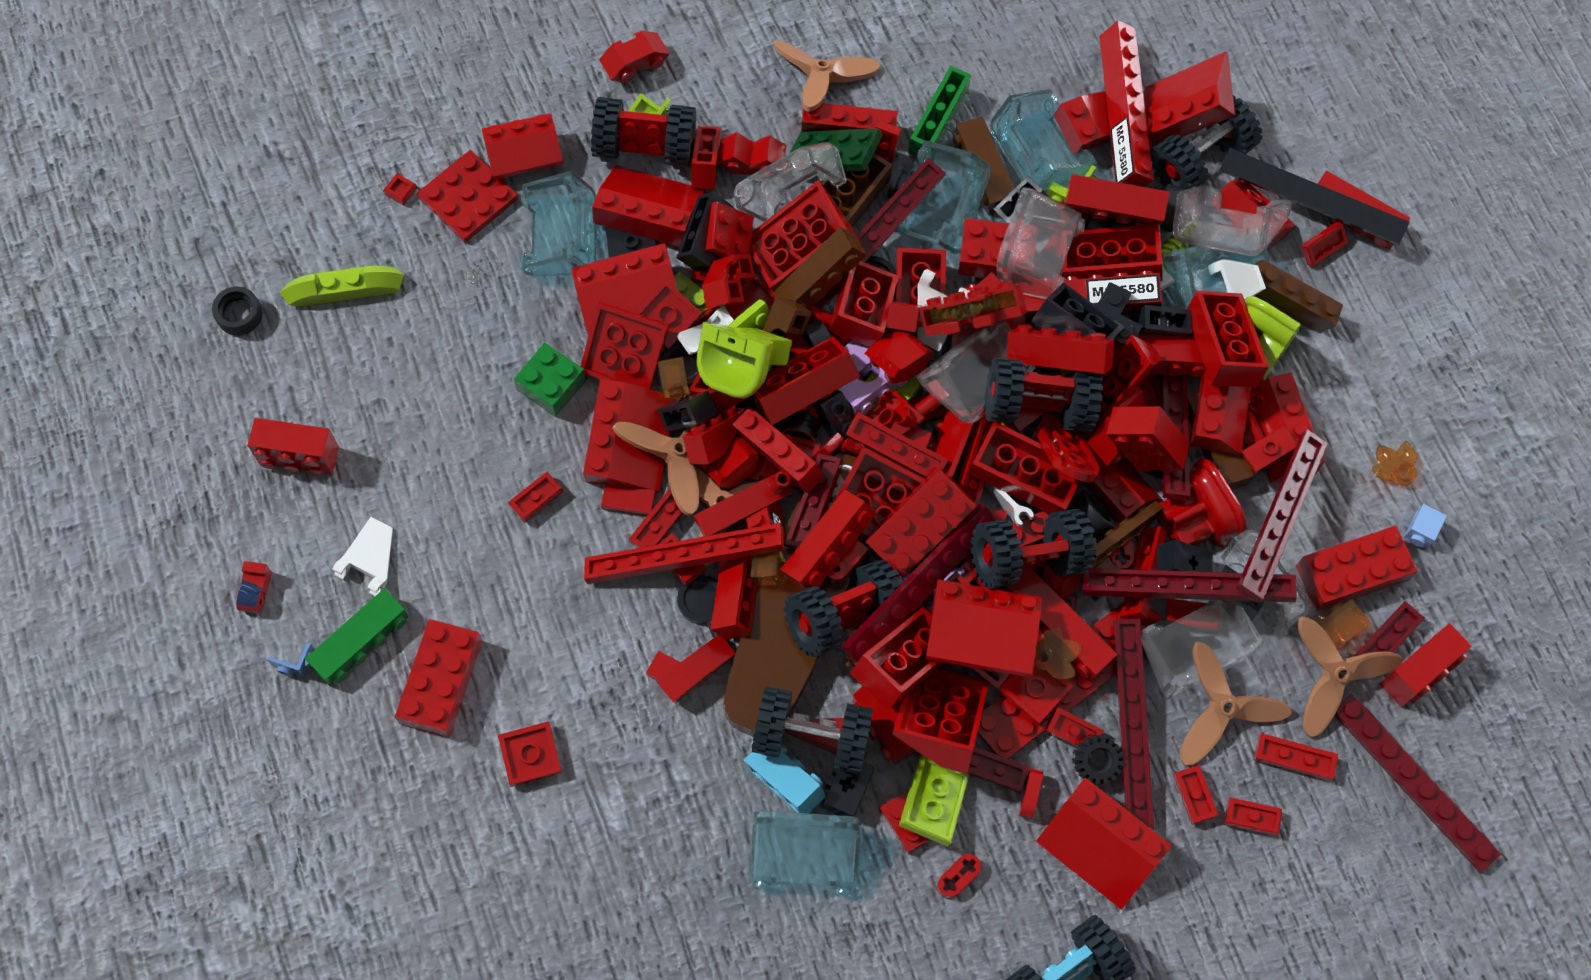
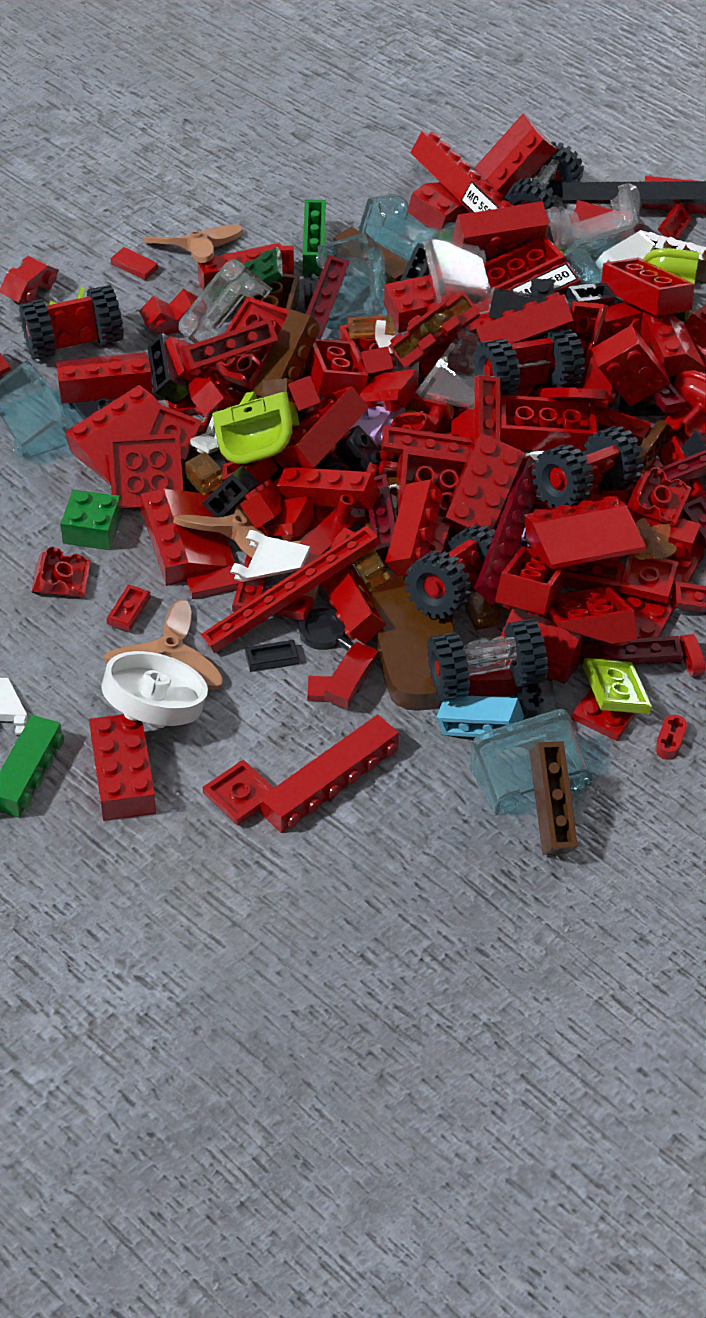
camera: 25 degrees left, 20 degrees down
(494, 430) = (61, 573): none -> red slope
(519, 630) = (154, 688): none -> white piece
(556, 581) = (172, 645): none -> nougat piece
(619, 772) = (329, 773): none -> red brick
(639, 609) = (271, 655): none -> black tile
(683, 509) = (271, 557): none -> white flag
(705, 158) = (136, 330): red slope -> none
(750, 70) = (134, 263): none -> red tile
(761, 243) = (228, 345): none -> red brick
(795, 908) = (553, 798): none -> reddish brown brick
(804, 335) = (305, 394): none -> red brick
(919, 259) = (365, 326): none -> clear orange tile
(967, 439) = (487, 406): none -> red plate
(1088, 609) = (658, 496): none -> red slope

